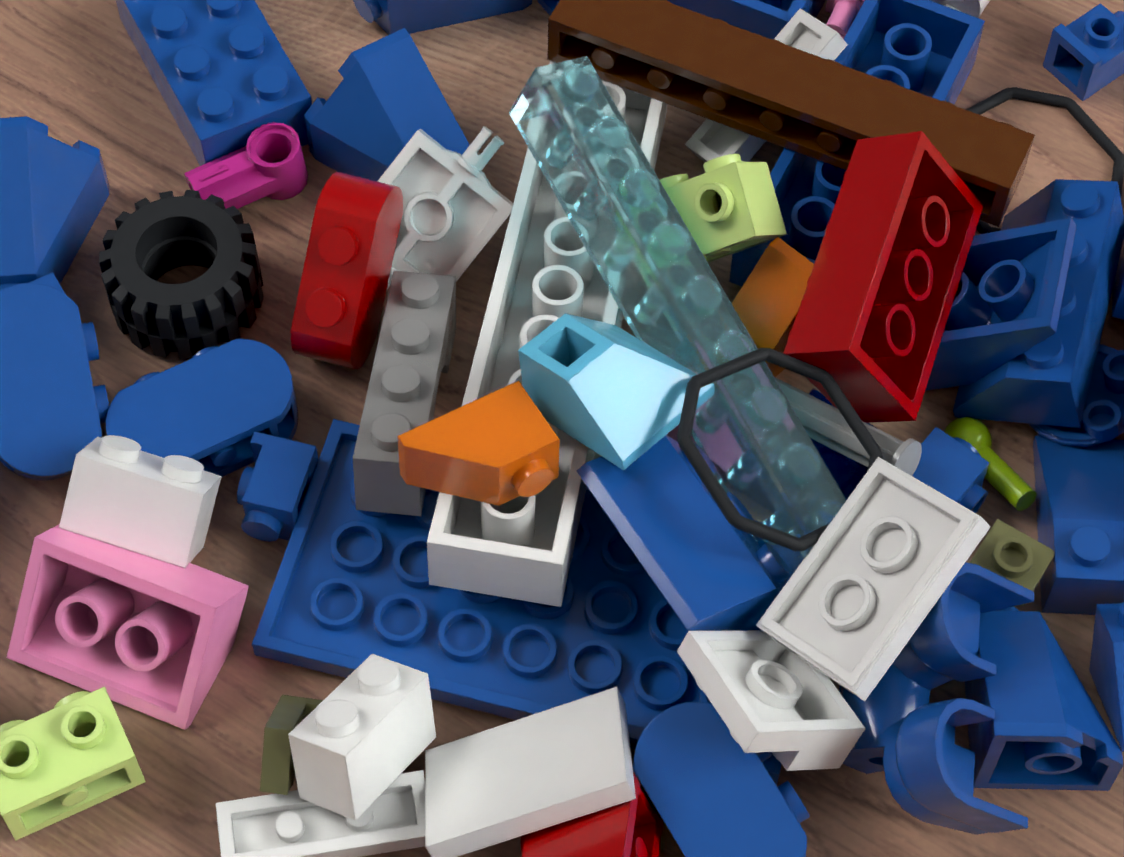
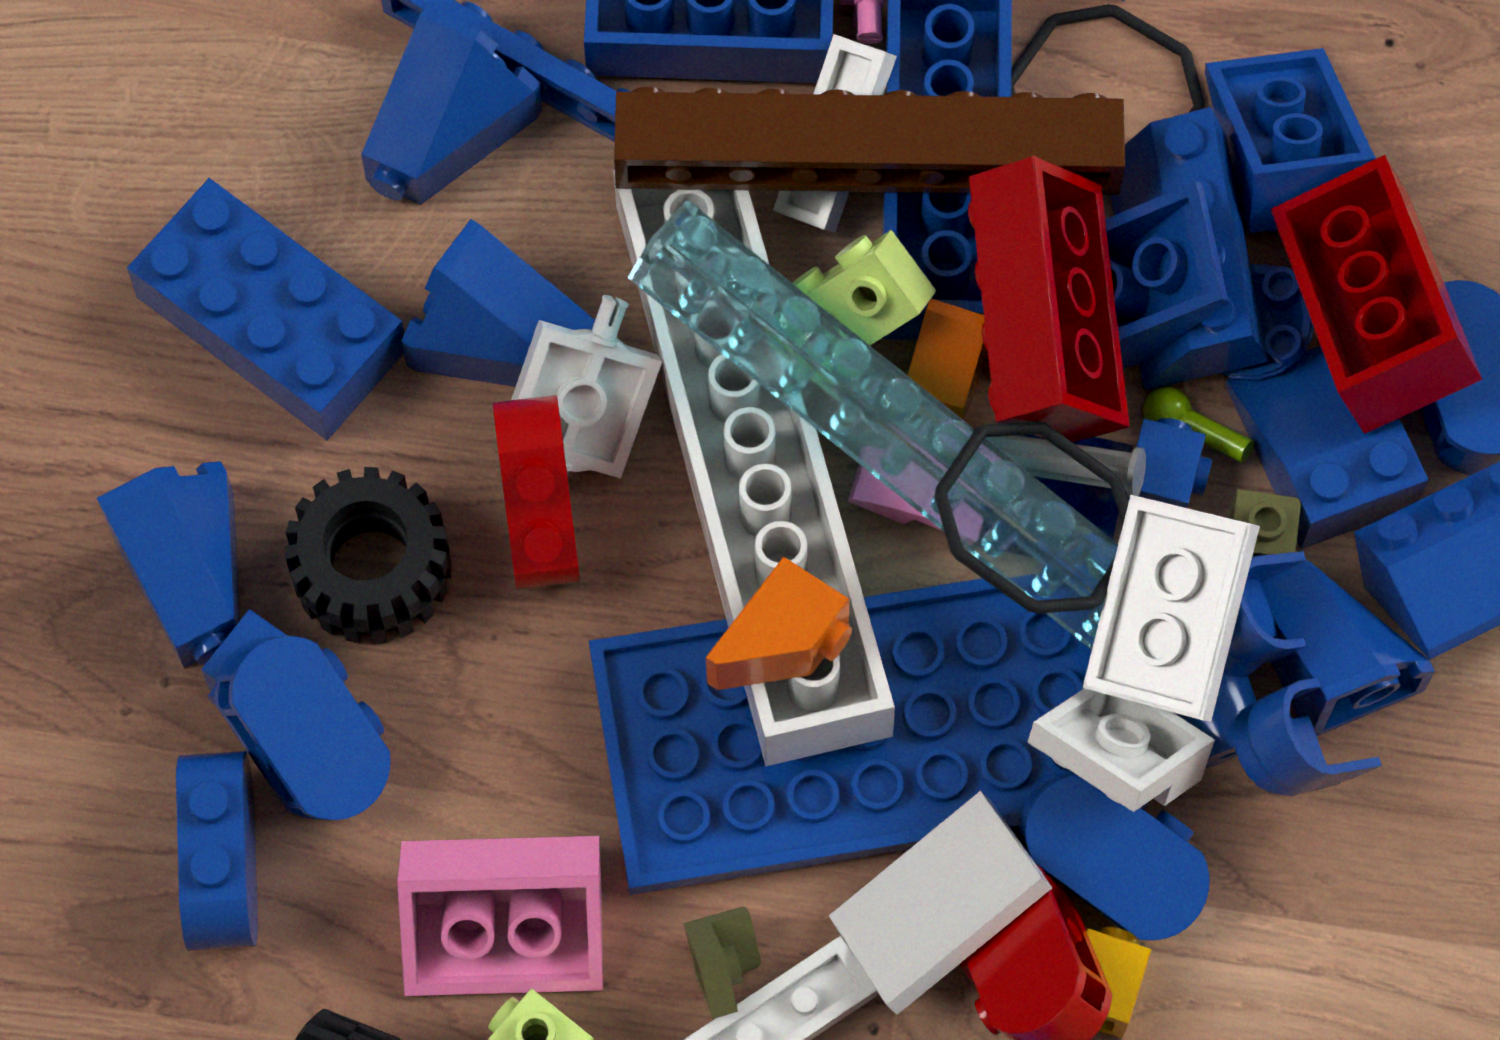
camera: 25 degrees left, 10 degrees up
(140, 500) = (464, 801): white brick -> none
(209, 406) = (463, 690): blue brick -> none
(250, 171) = (365, 425): dark pink piece -> none
(275, 486) = (572, 730): blue brick -> none
(362, 736) = (780, 930): white brick -> none
(403, 387) = (650, 586): light grey arch -> none
(605, 386) = (860, 524): medium azure slope -> none
(689, 549) = (981, 631): blue slope -> none

